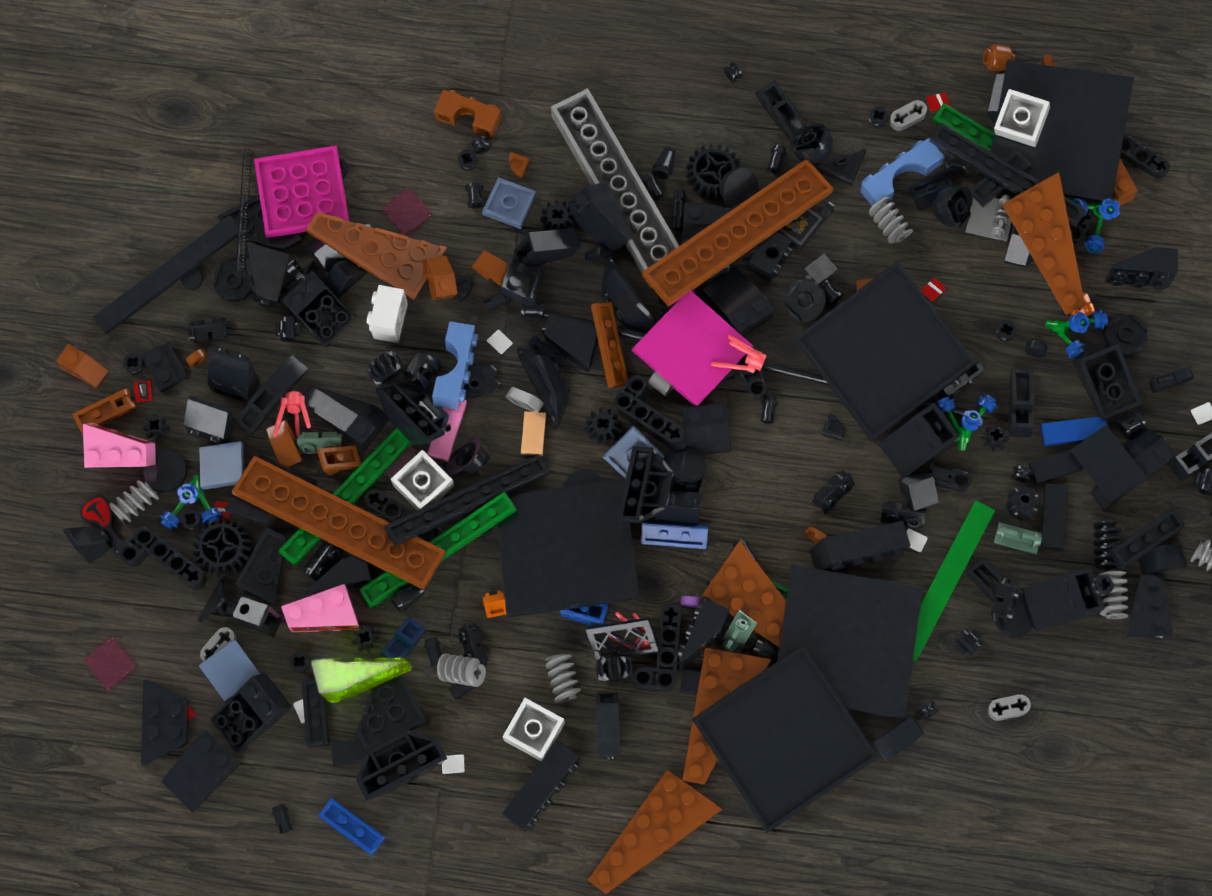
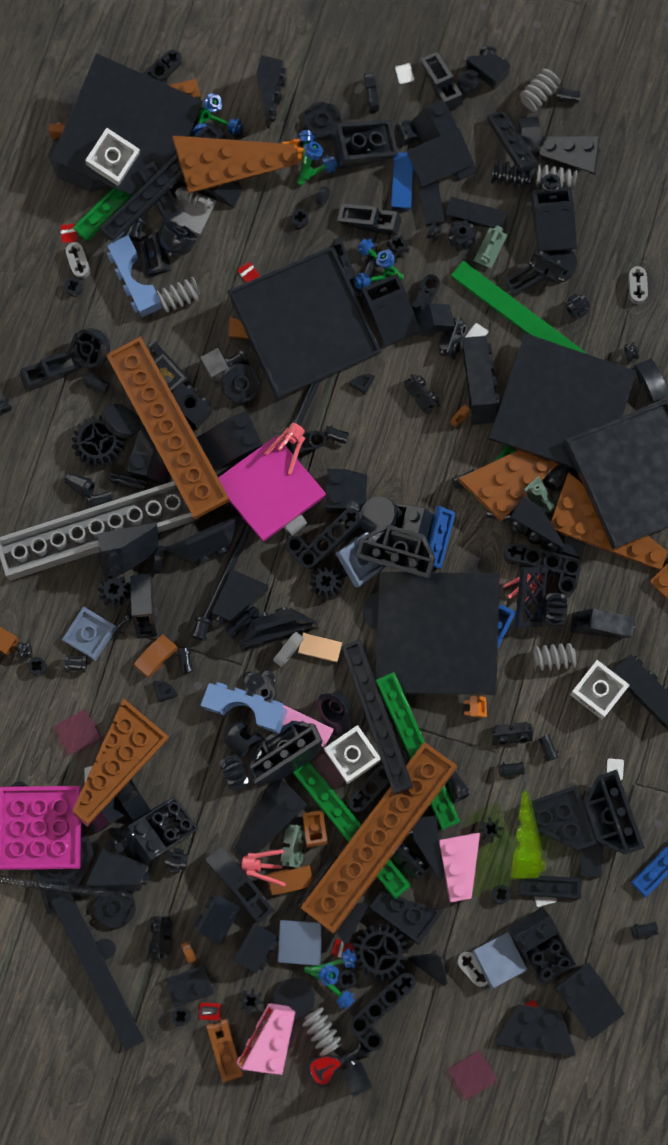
camera: 80 degrees left, 5 degrees up
(82, 366) = (176, 1066): dark orange slope -> none
(255, 615) = (456, 922): black torso -> none
(387, 314) = (182, 762): white brick -> none
(404, 640) = (497, 796): dark blue slope -> none
(440, 278) = (154, 707): dark orange slope -> none
(460, 670) = (536, 746): light grey piece -> none
(499, 341) = (224, 665): white sticker -> none
(514, 281) = (171, 638): black plate -> none
(518, 164) = (51, 619): dark orange tile -> none
(609, 344) = (250, 563): dark orange tile -> none
(688, 601) = (503, 533): medium lavender tile -> none
(843, 168) = (117, 326): black tile -> none
(996, 57) = (40, 170): dark orange head -> none

